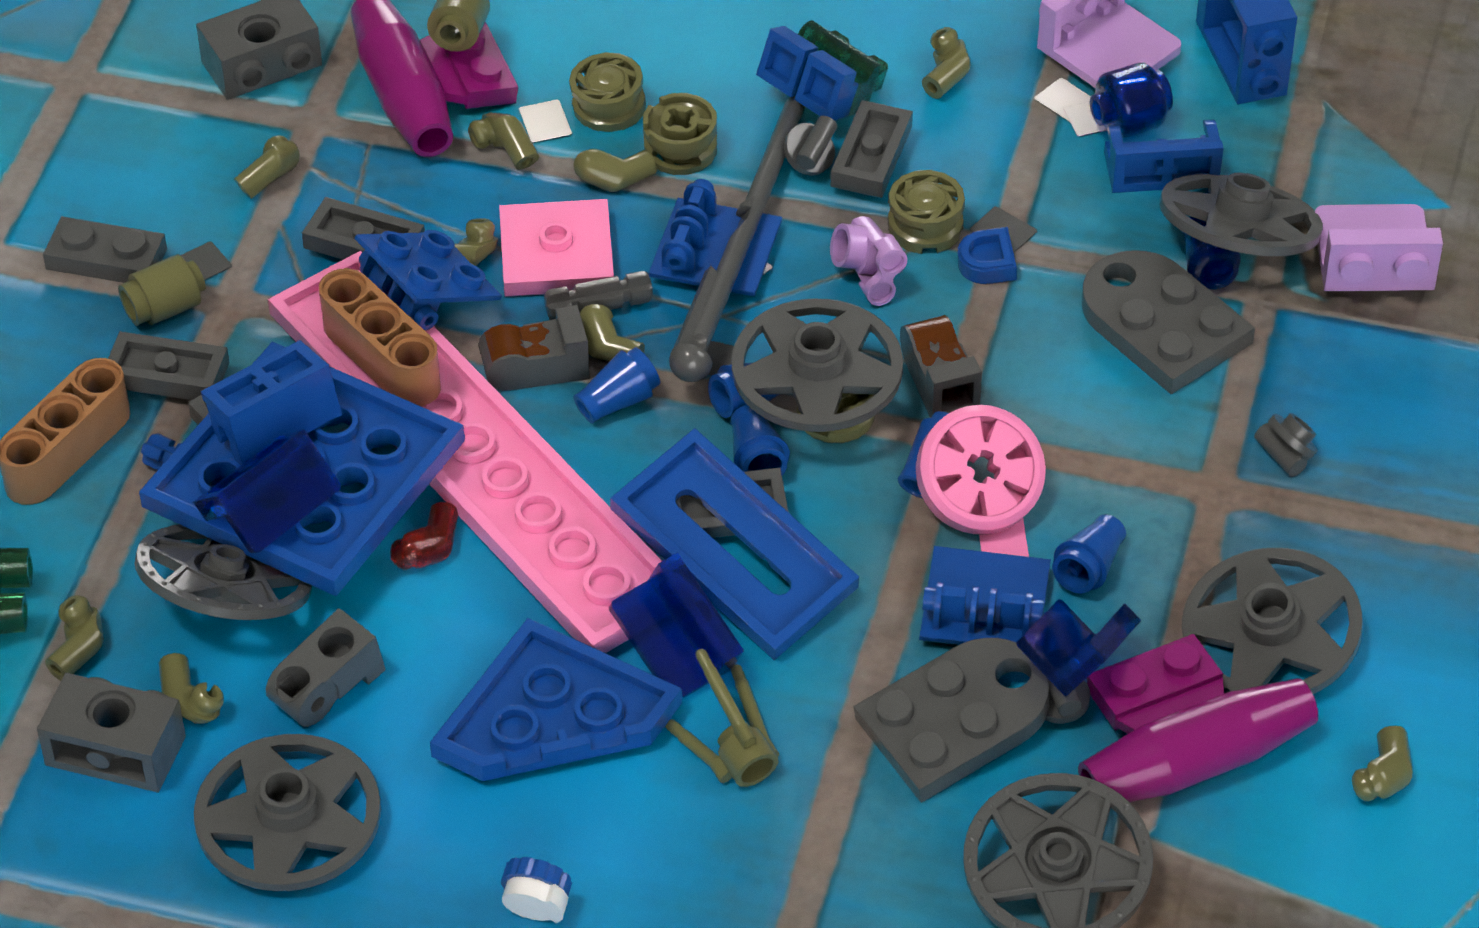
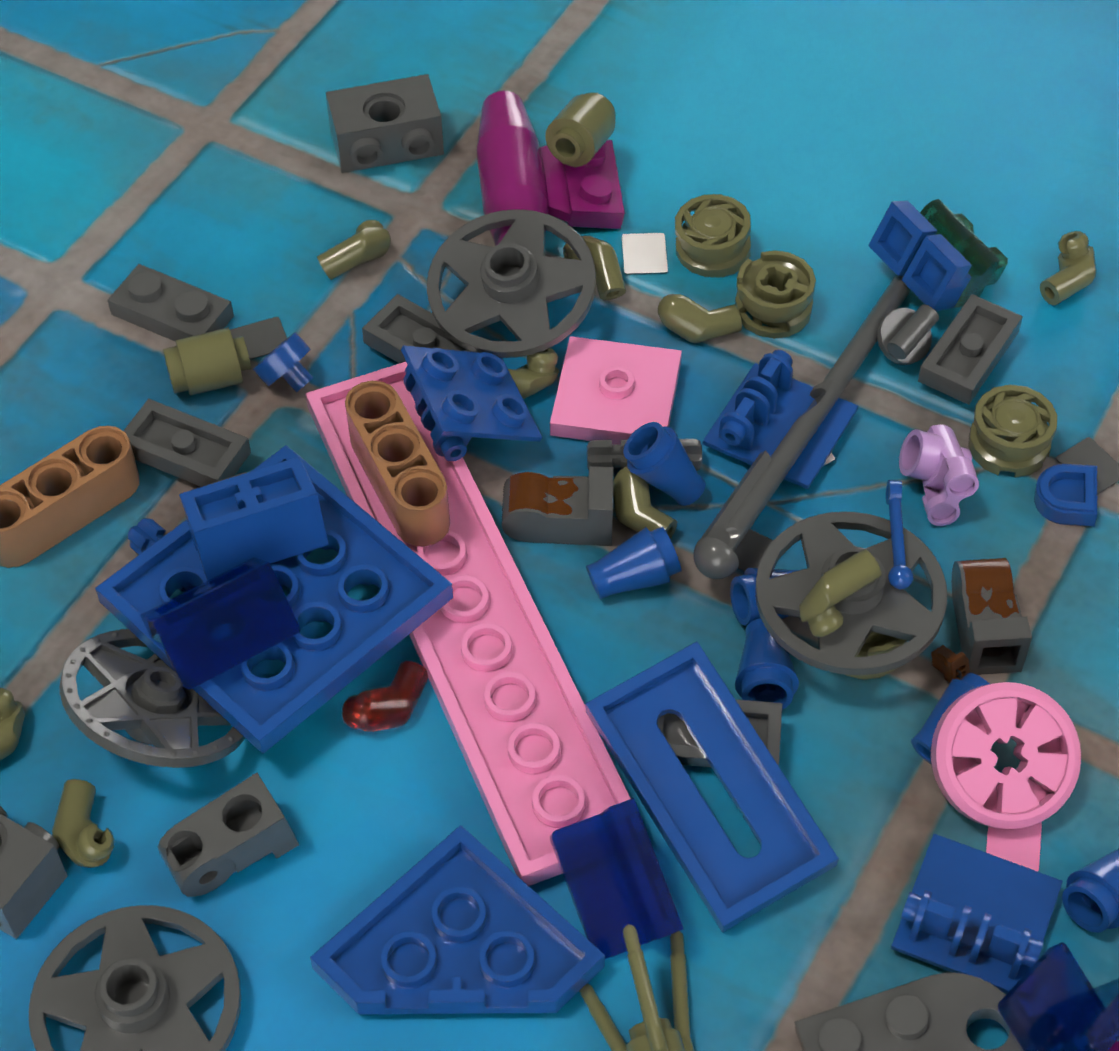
camera: 15 degrees right, 5 degrees up
(236, 277) = (285, 362): none -> blue tile
(434, 165) = (511, 283): none -> dark grey wheel
(618, 292) = (661, 460): none -> blue cone
(804, 355) = (833, 587): none -> olive arm
(857, 340) = (900, 575): none -> blue hinge
(915, 412) = (950, 664): none -> reddish brown piece

